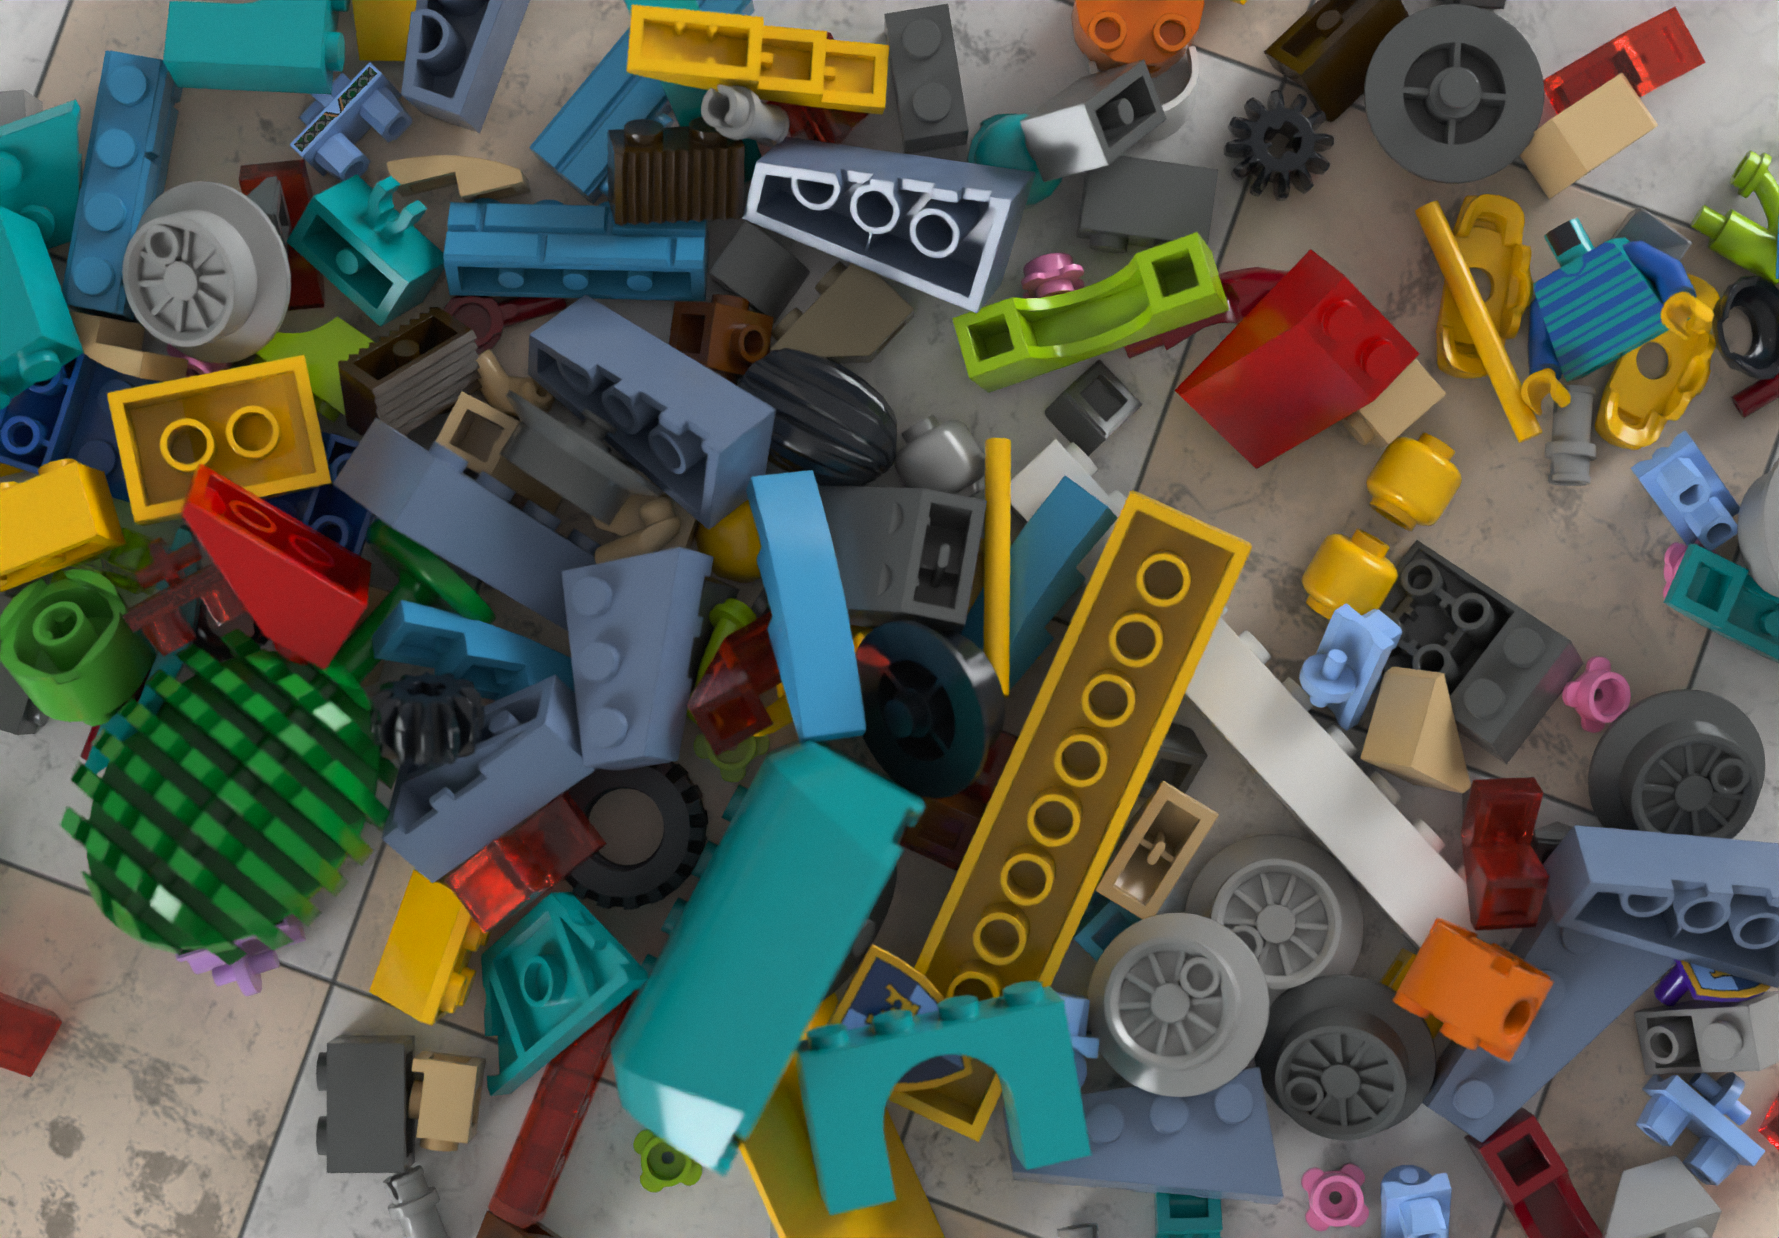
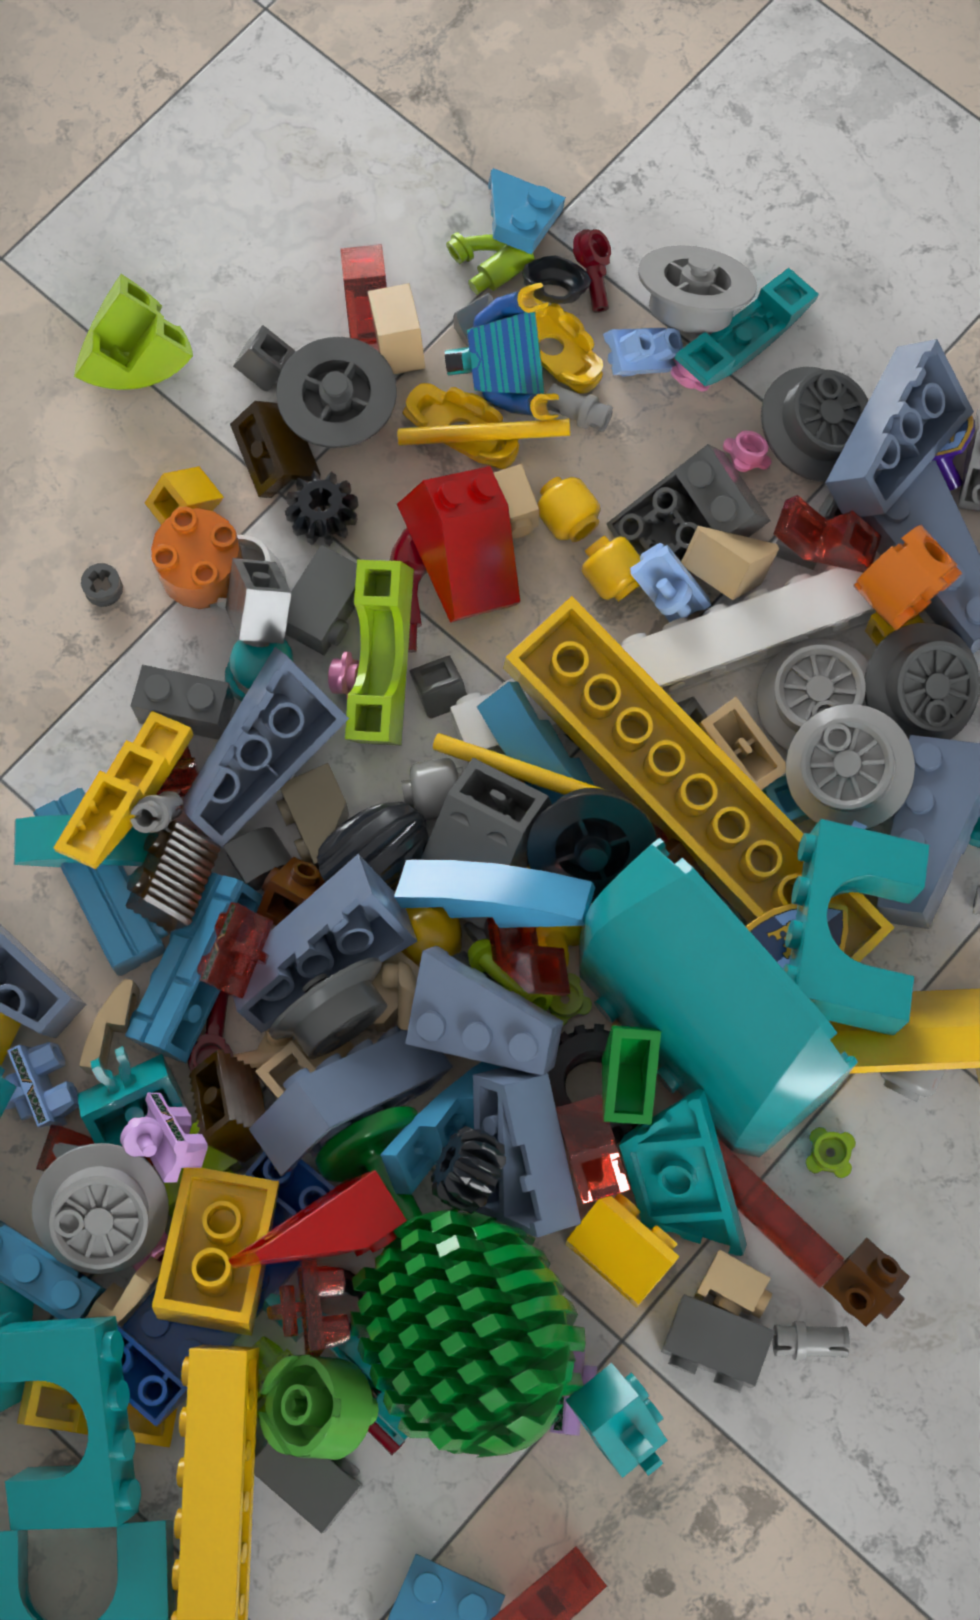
camera: 70 degrees left, 15 degrees down
(214, 1024) = (620, 1420): none -> teal brick
(318, 307) = (164, 1138): none -> lavender hips
(602, 299) = (235, 950): none -> clear red hips
(631, 876) = (630, 1074): none -> green slope

